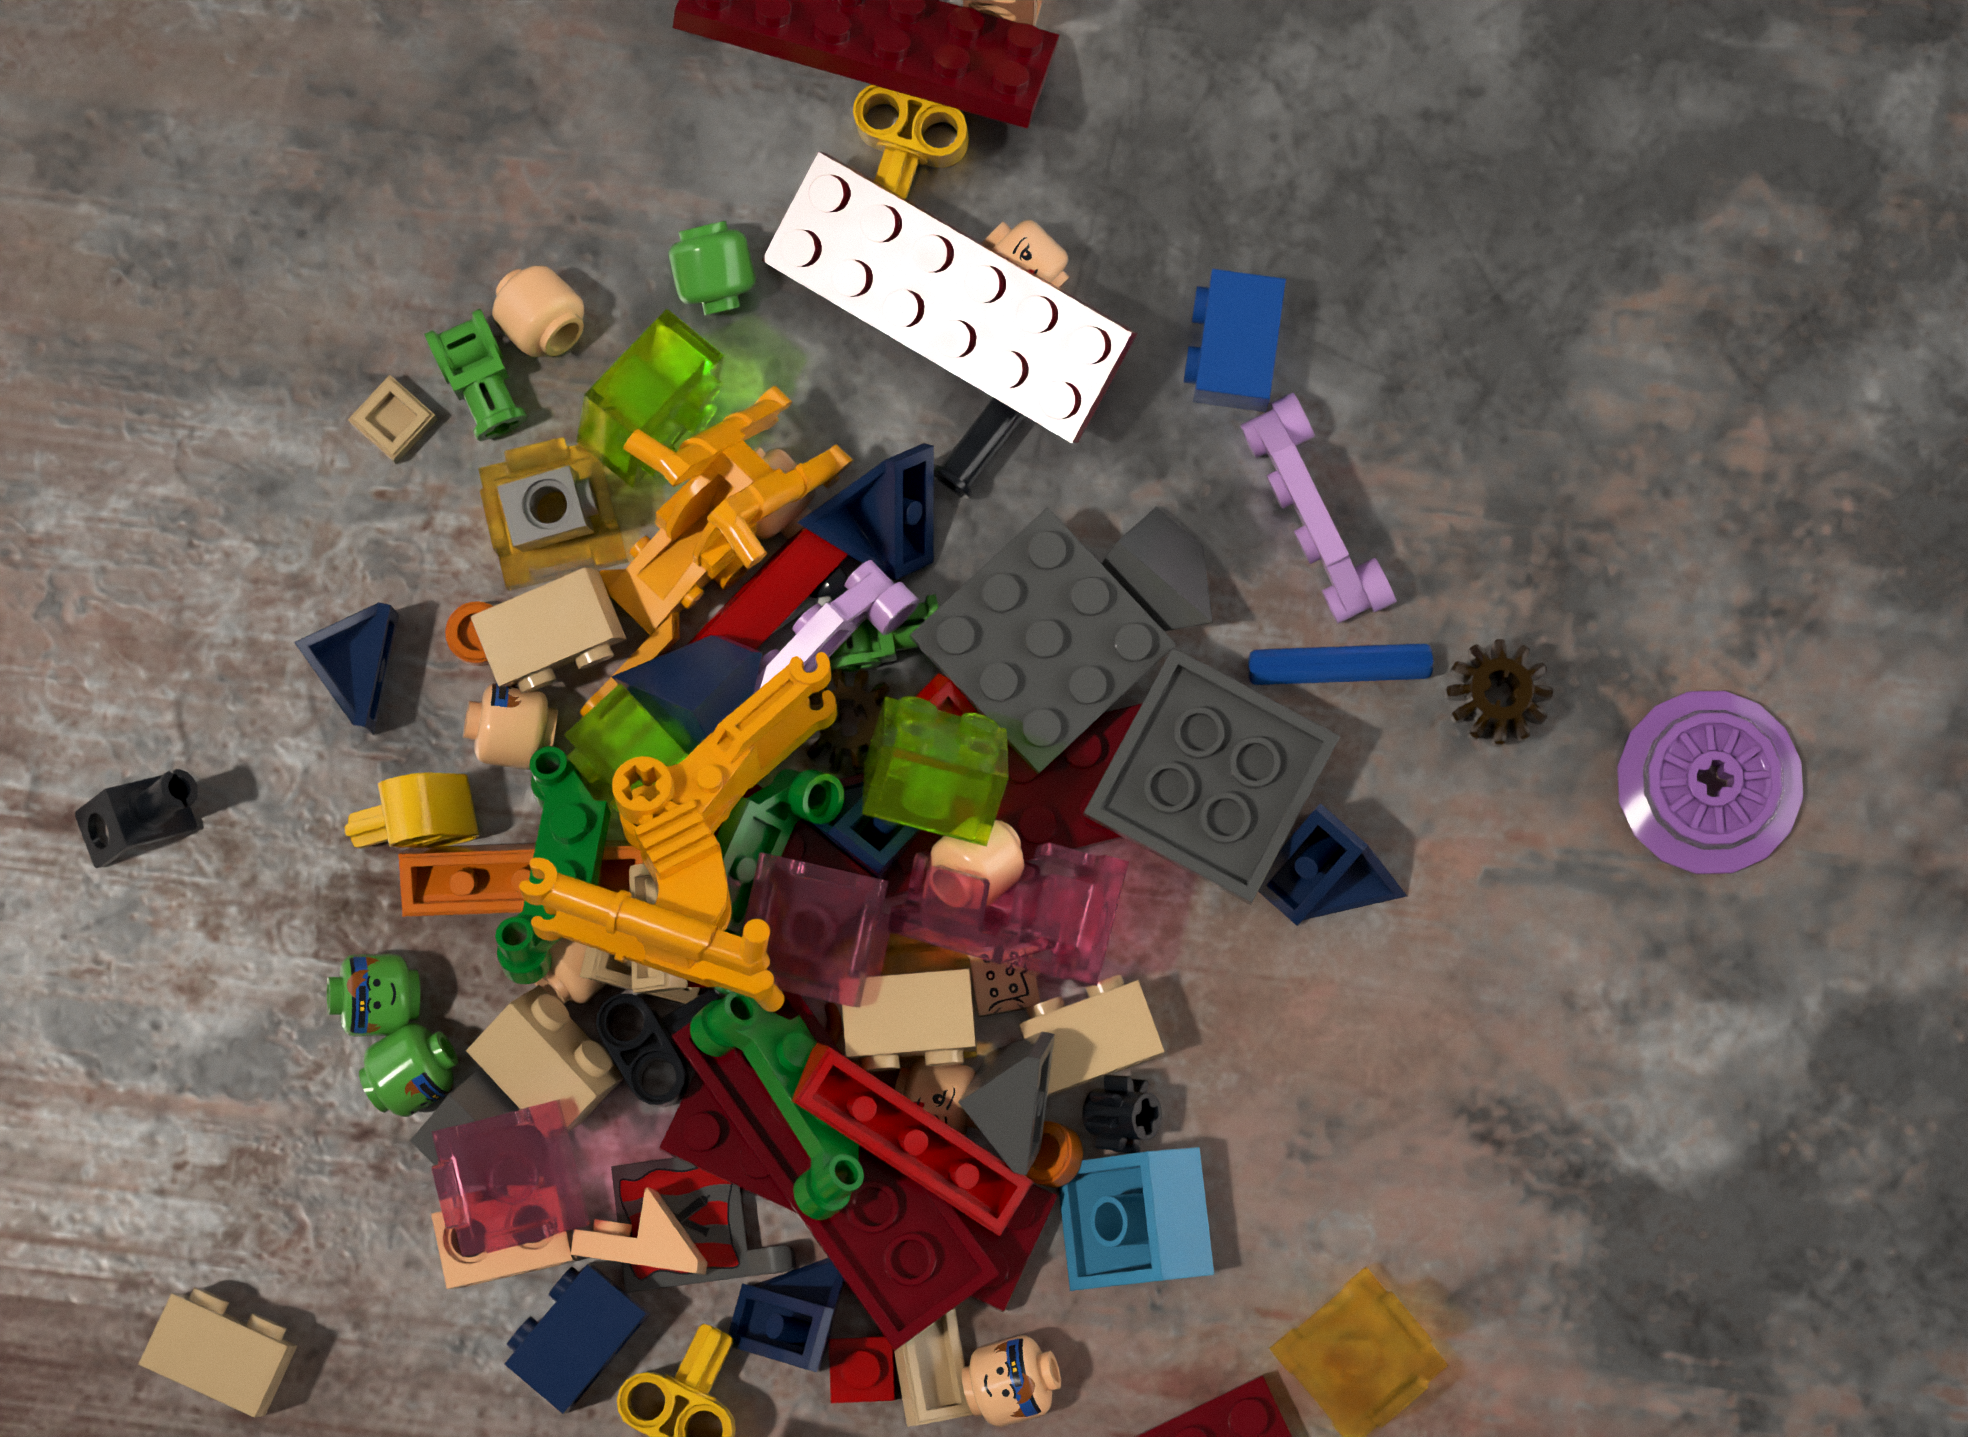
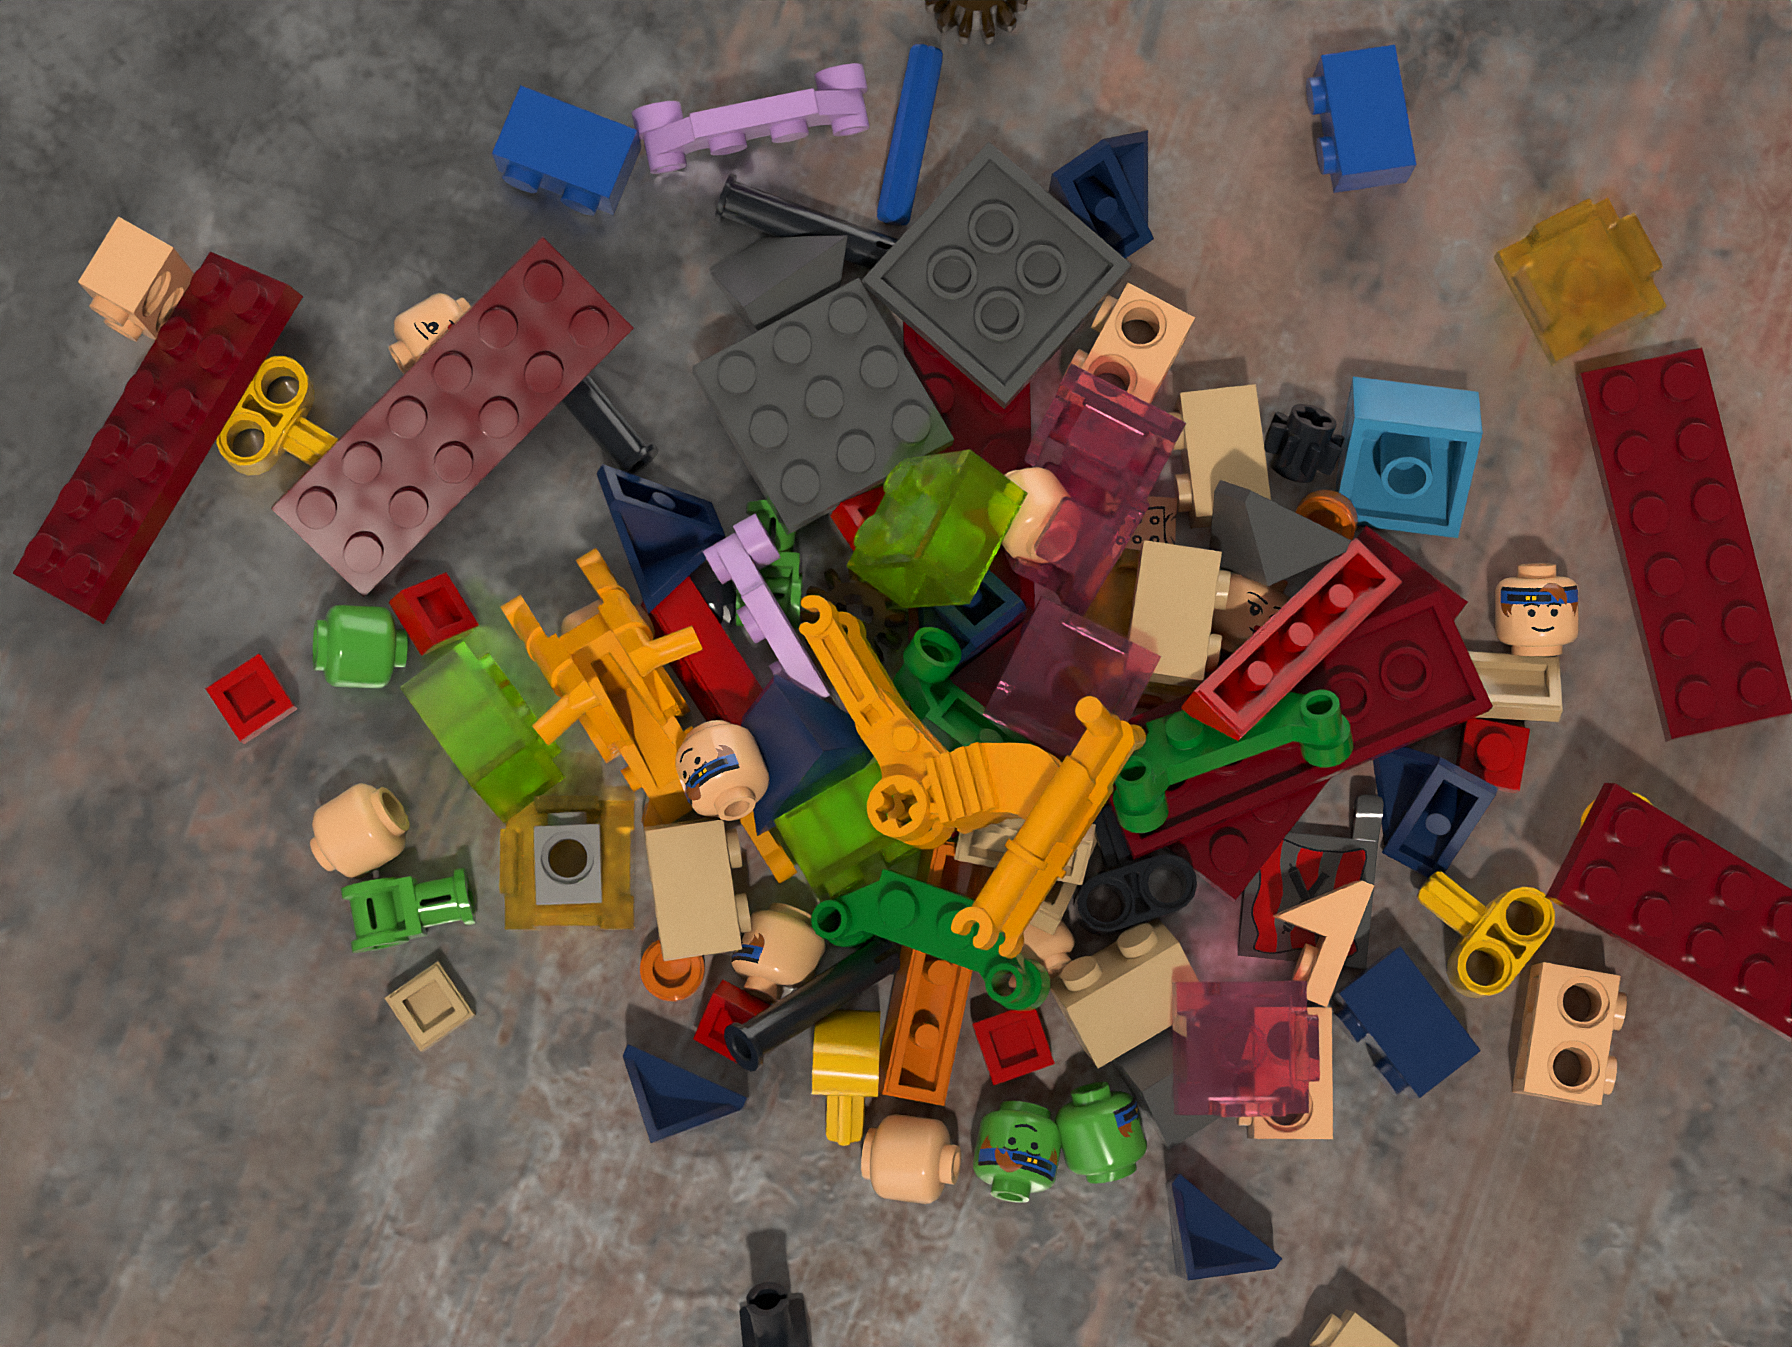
camera: 80 degrees left, 0 degrees up
(329, 1197) = (1208, 1239): none -> dark blue slope
(345, 895) = (910, 1159): none -> light nougat head
(435, 703) = (725, 1007): none -> red plate
(465, 764) = (809, 1004): none -> black pin
(472, 968) = (1012, 1045): none -> red plate
(641, 182) = (251, 698): none -> red plate
(660, 625) = (721, 770): none -> light nougat head
(759, 328) = (433, 613): none -> red plate
(1160, 941) = (1138, 365): none -> light nougat brick
(1224, 579) = (791, 219): none -> black pin
(1466, 1100) = (1361, 119): none -> blue brick

